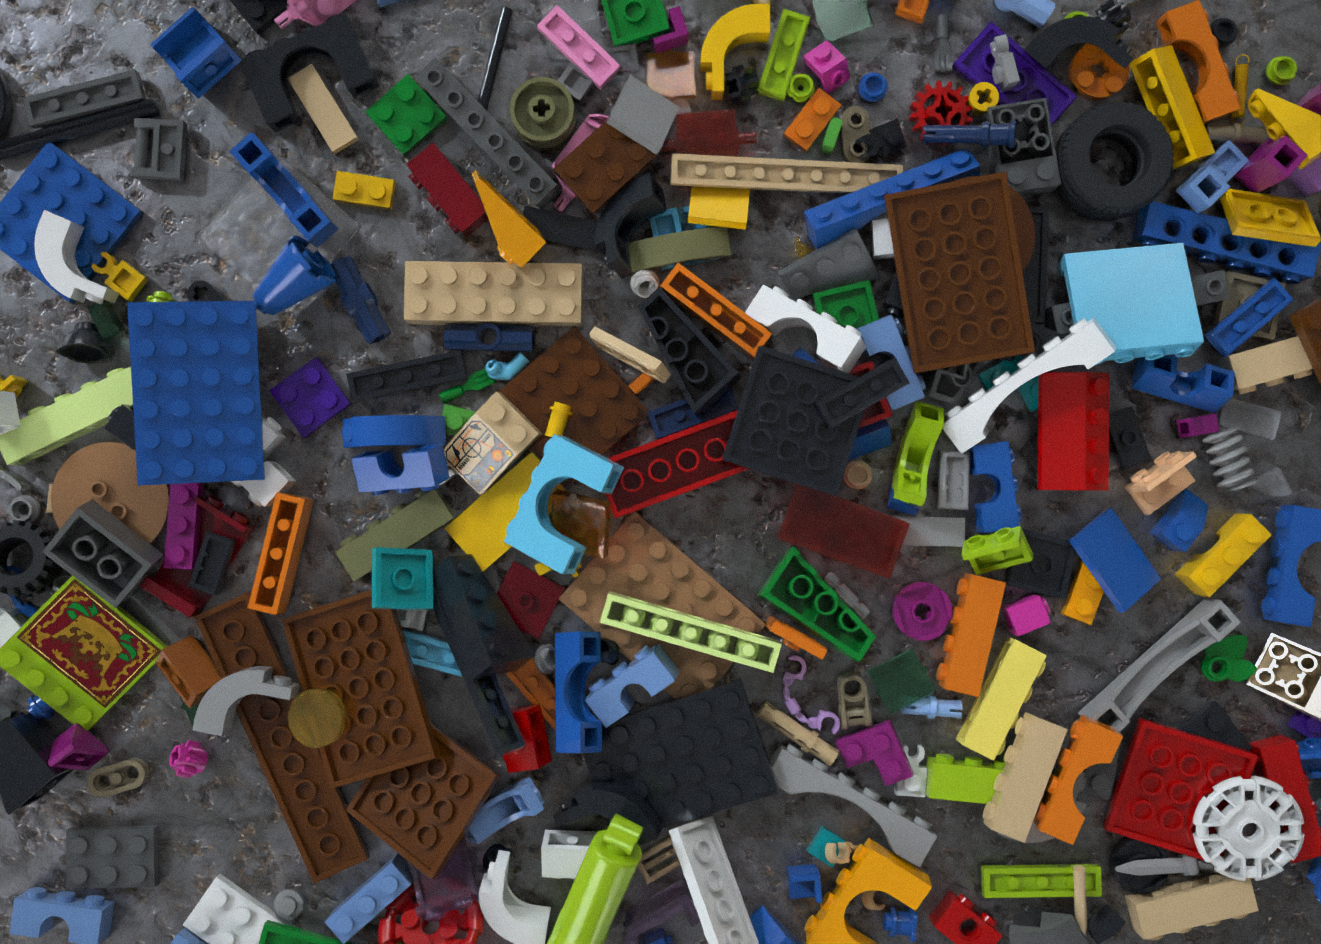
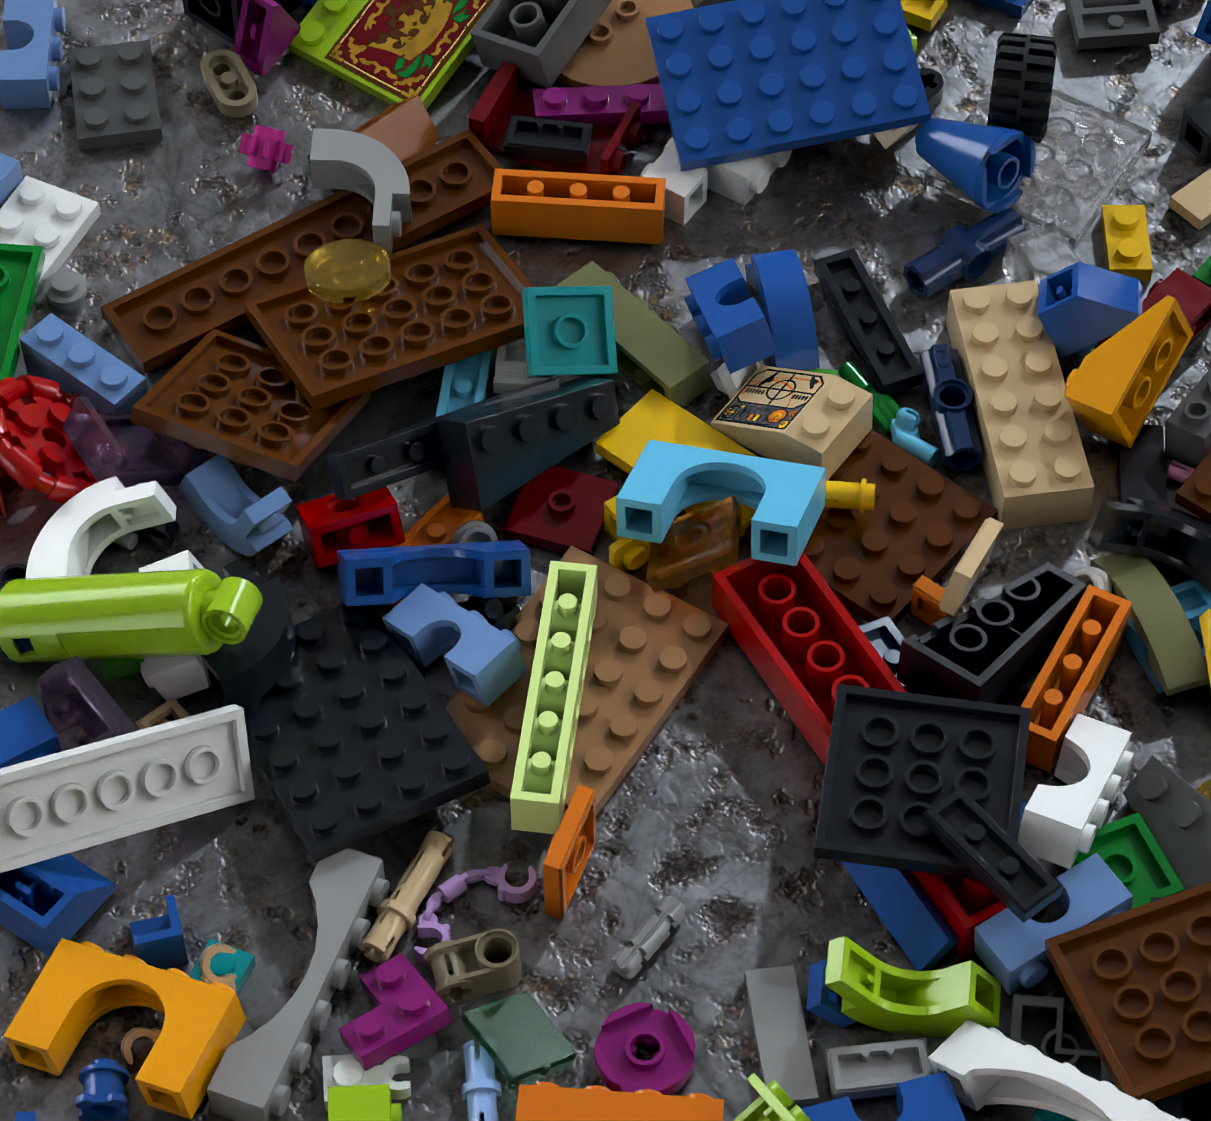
camera: 85 degrees right, 35 degrees down
(241, 231) = (1023, 83): none -> black tyre
(284, 189) = (1069, 163): blue arch -> none
(310, 397) = (809, 220): dark purple plate -> none
(382, 248) = (1037, 254): none -> clear slope
(435, 231) = (1086, 306): none -> blue slope
(807, 600) = (634, 865): green wedge -> none
(843, 530) = (757, 900): clear red brick -> none
(857, 475) = (857, 923): tan plate -> none

